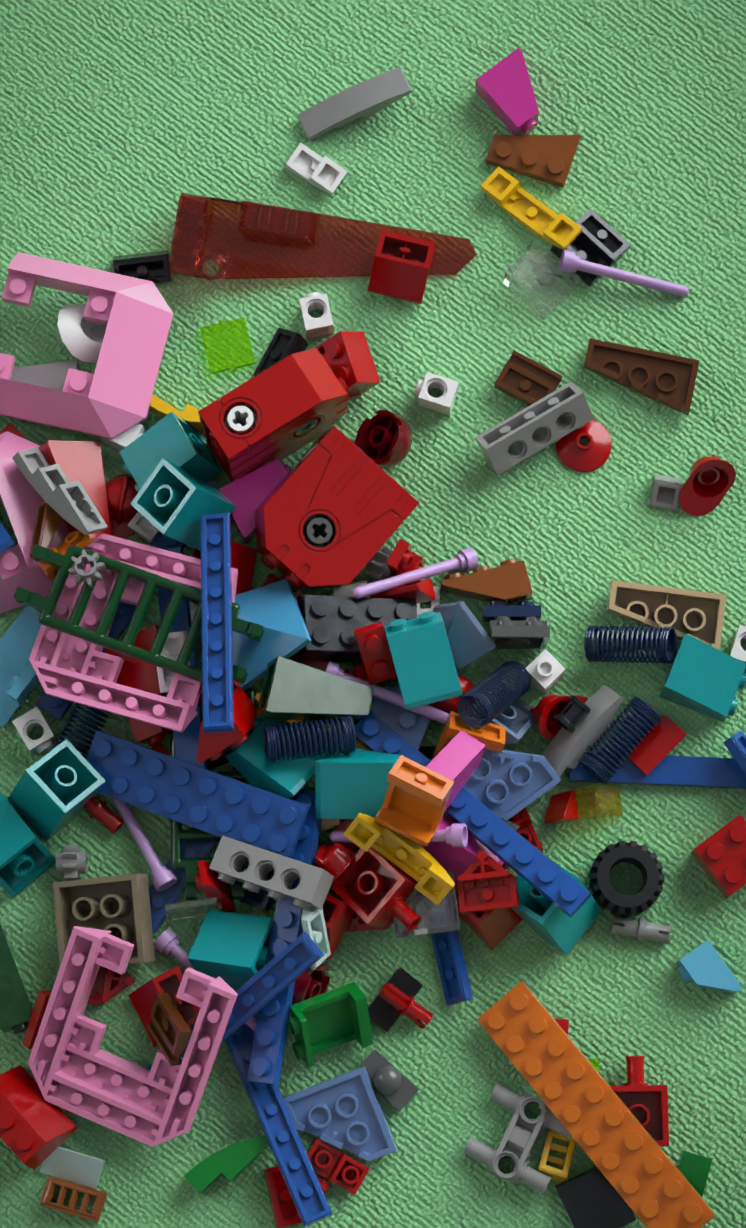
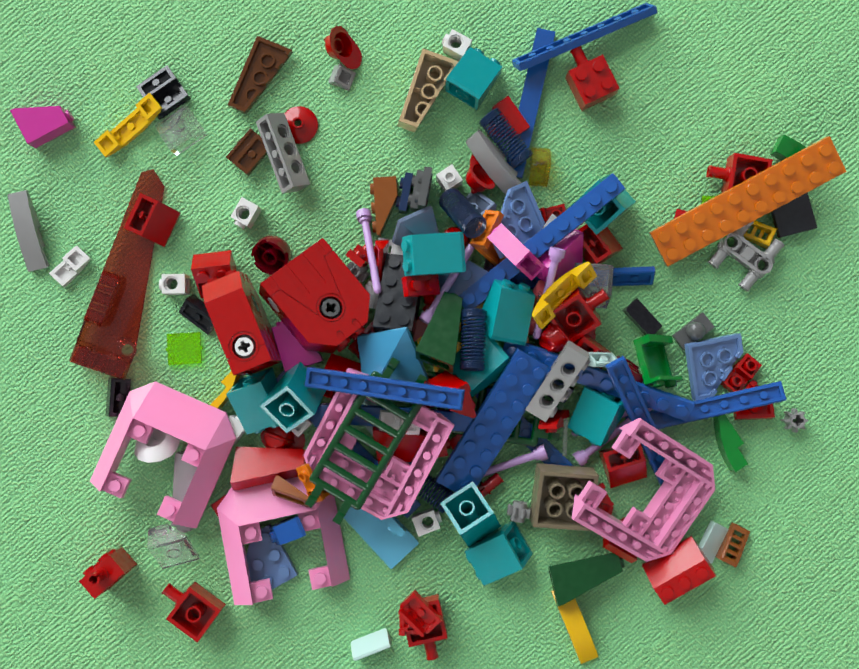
camera: 80 degrees left, 10 degrees up
(65, 497) = (273, 477): light grey slope -> none
(80, 563) = (325, 475): light grey gear -> none
(169, 1028) = (646, 466): reddish brown plate -> none
(405, 1005) = (650, 310): red axle -> none
(414, 801) = (533, 276): orange panel -> none
(487, 886) = (591, 241): red slope -> none
(535, 156) = (91, 116): dark orange wing -> none
(562, 808) = (540, 185): red slope -> none
(571, 263) = (172, 105): lavender piece -> none
(571, 714) = (483, 165): black bush -> none
(630, 642) = (436, 128): dark blue piece -> none
(640, 929) = (626, 151): light grey pin -> none
(644, 861) = (600, 139): black tyre -> none
(707, 970) = (660, 115): medium azure slope -> none

